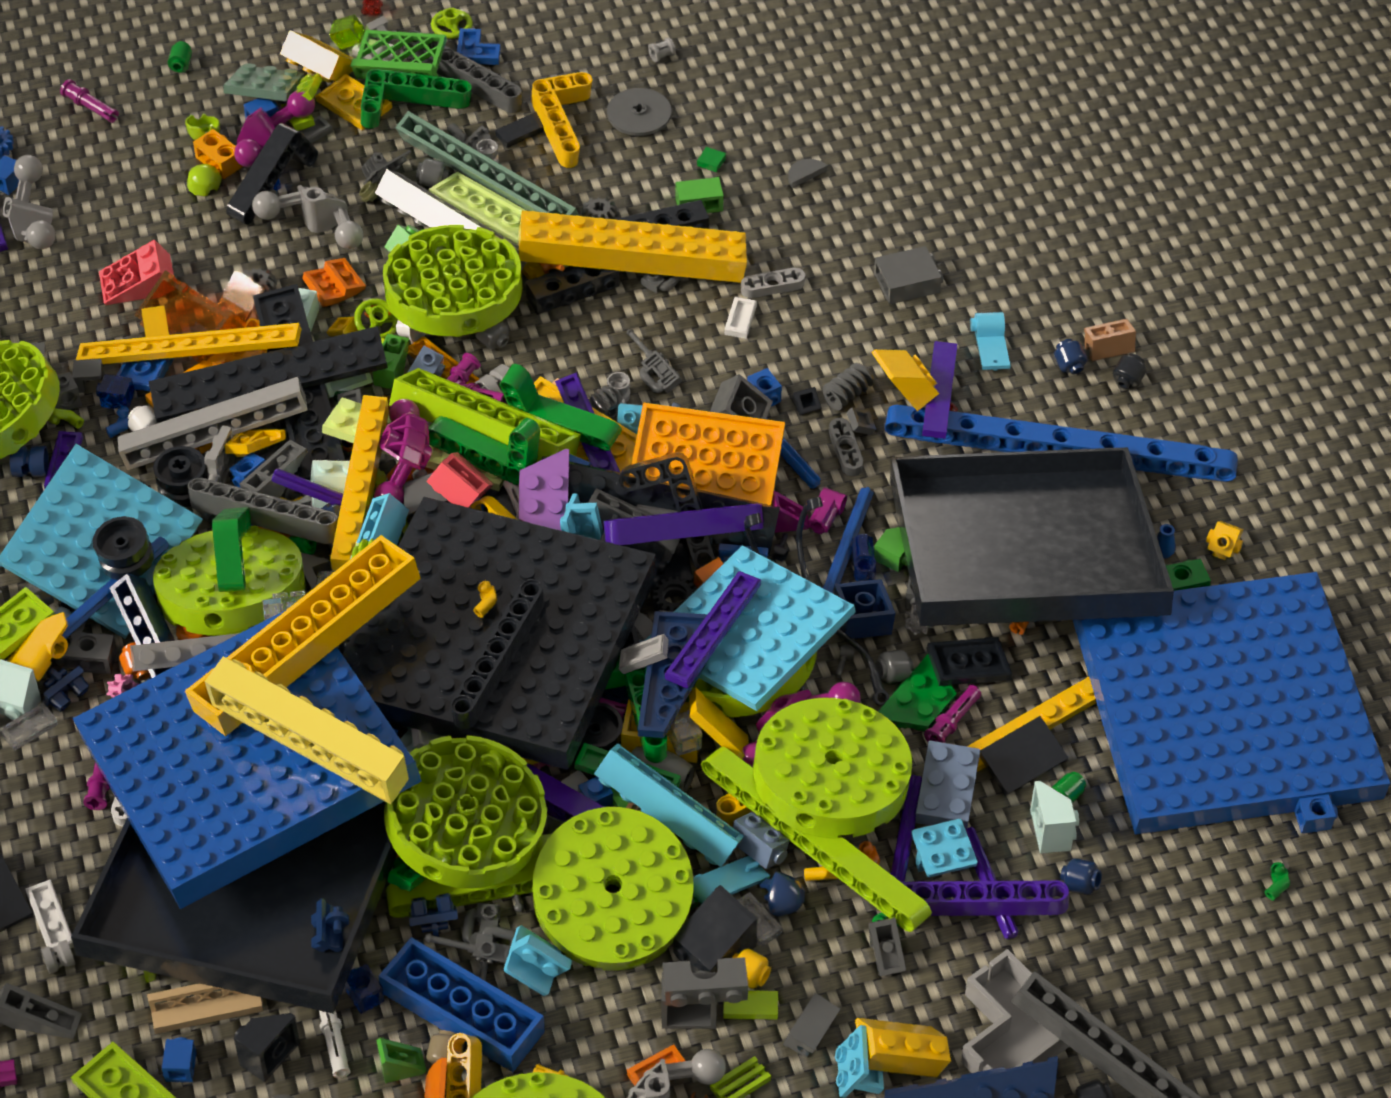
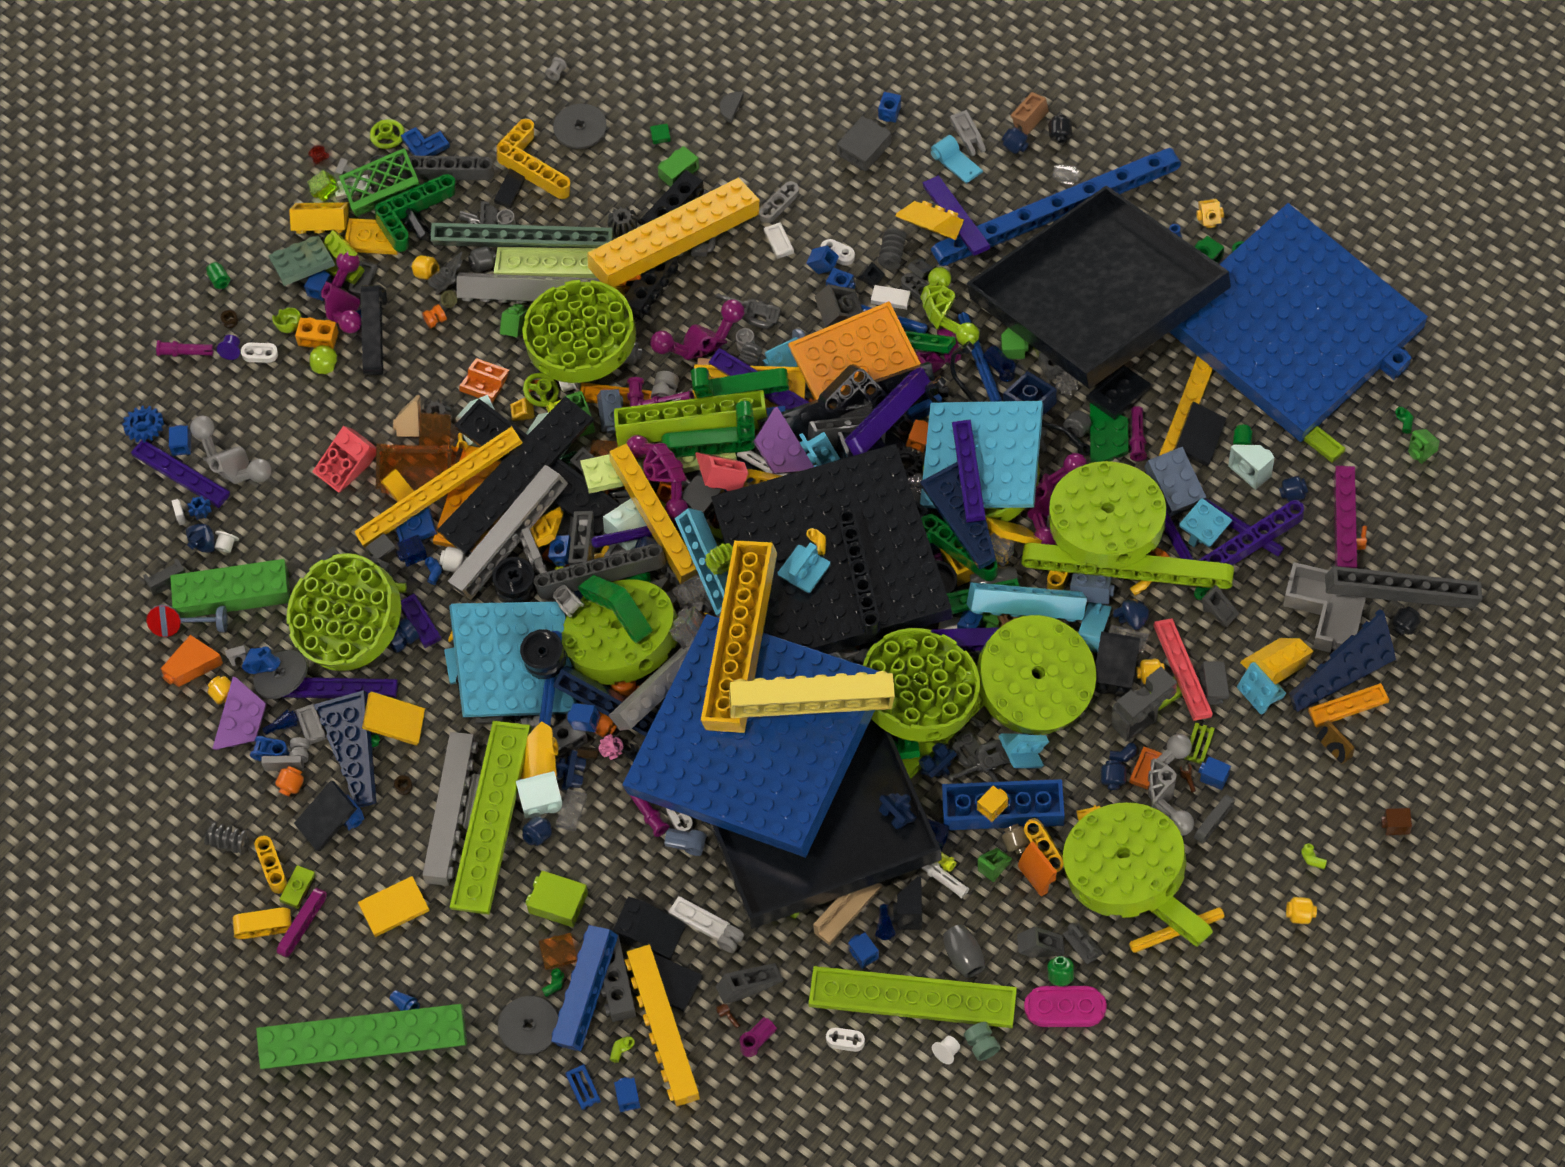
camera: 30 degrees left, 10 degrees up
(96, 680) = (588, 752): none -> dark brown tile
(104, 825) = (691, 841): none -> sand blue piece
(113, 638) = (583, 717): none -> blue brick
(128, 121) = (229, 347): none -> dark purple piece
(152, 141) = (260, 352): none -> white plate
(155, 99) = (226, 315): none -> dark brown bush
(201, 519) = (567, 600): none -> light grey piece
(220, 270) = (408, 420): none -> tan slope
(222, 1053) = (884, 928): none -> clear blue cone
(320, 211) = (430, 336): light grey piece -> none
(345, 194) = (434, 316): none -> orange wheel
(351, 1028) = (947, 862): none -> neon yellow pin
(369, 146) = (424, 267): none -> yellow head
(401, 107) = (415, 221): none -> black hinge
(441, 989) = (992, 803): none -> yellow brick
(447, 617) = (804, 567): none -> medium azure bracket
(612, 1052) = (1113, 774): none -> dark blue head
(622, 349) = (699, 339): none -> magenta piece
(643, 654) = (939, 514): light grey tile -> none
(646, 1040) = (1125, 755): none -> dark blue arm
(764, 355) = (822, 259): none -> blue brick
(787, 357) = (839, 249): none -> white plate
(788, 990) = (1183, 669): none -> coral tile
(798, 489) = (931, 342): none -> green plate
(807, 432) = (897, 297): none -> white tile
(841, 465) = (937, 302): none -> lime piece
(965, 256) = (889, 107): none -> blue brick
(1027, 321) = (967, 131): none -> light grey hinge
(1098, 417) = (1066, 173): none -> clear brick
(1114, 942) = (1345, 517): none -> magenta brick
(1114, 983) = (1361, 542): none -> orange hand
(1160, 852) = (1324, 444): none -> lime tile
(1273, 918) = (1422, 445): none -> bright green slope

